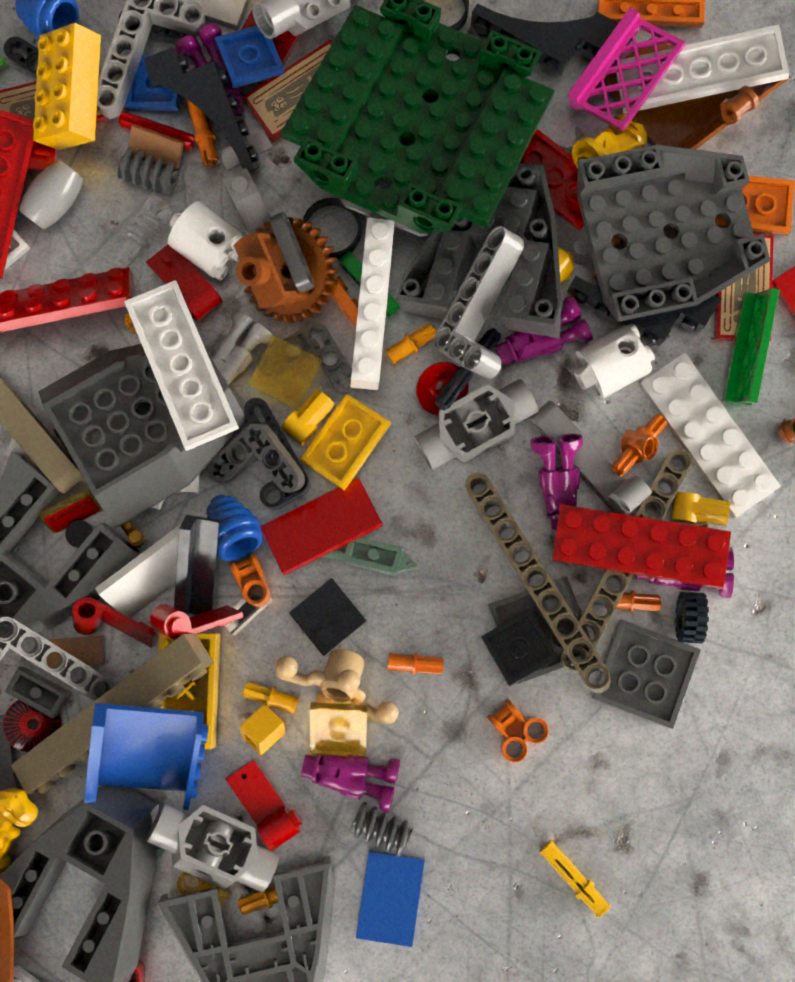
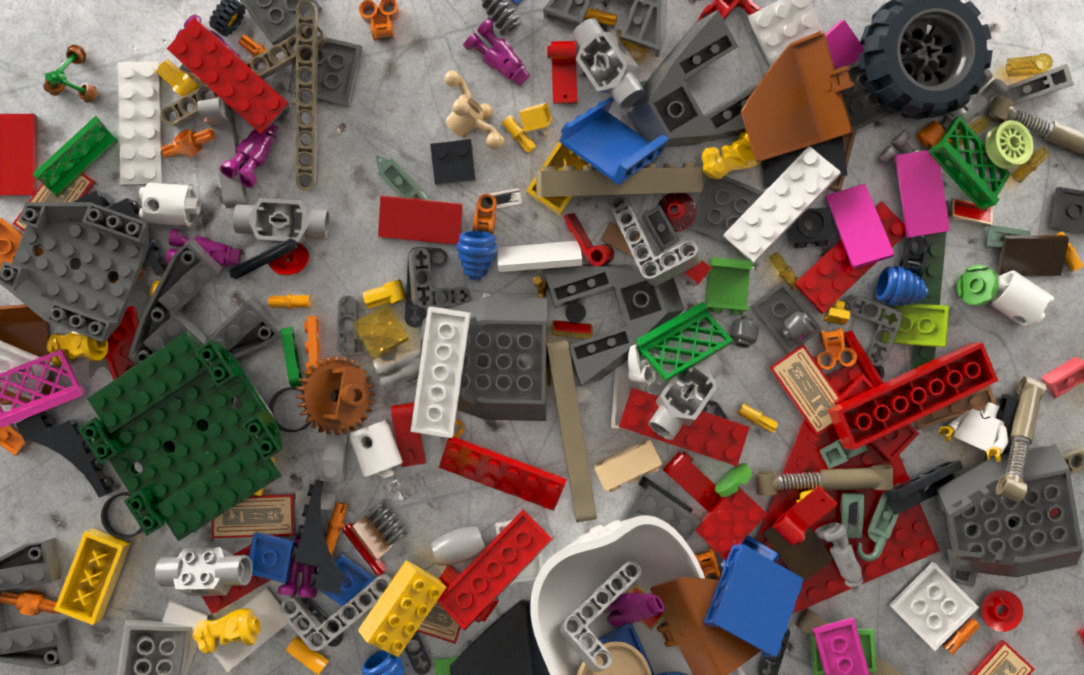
camera: 145 degrees left, 5 degrees up
(174, 622) = (541, 206): red door -> none
(196, 564) = (512, 239): black panel -> none
(292, 252) = (324, 398): dark grey beam -> none
(338, 729) = (488, 87): clear yellow plate -> none
(345, 441) = (371, 264): yellow tile -> none
(372, 304) = (295, 336): white brick -> none
(415, 663) = (417, 98): orange axle -> none
(474, 302) = (232, 294): light grey beam -> none
(519, 647) = (345, 64): black plate -> none

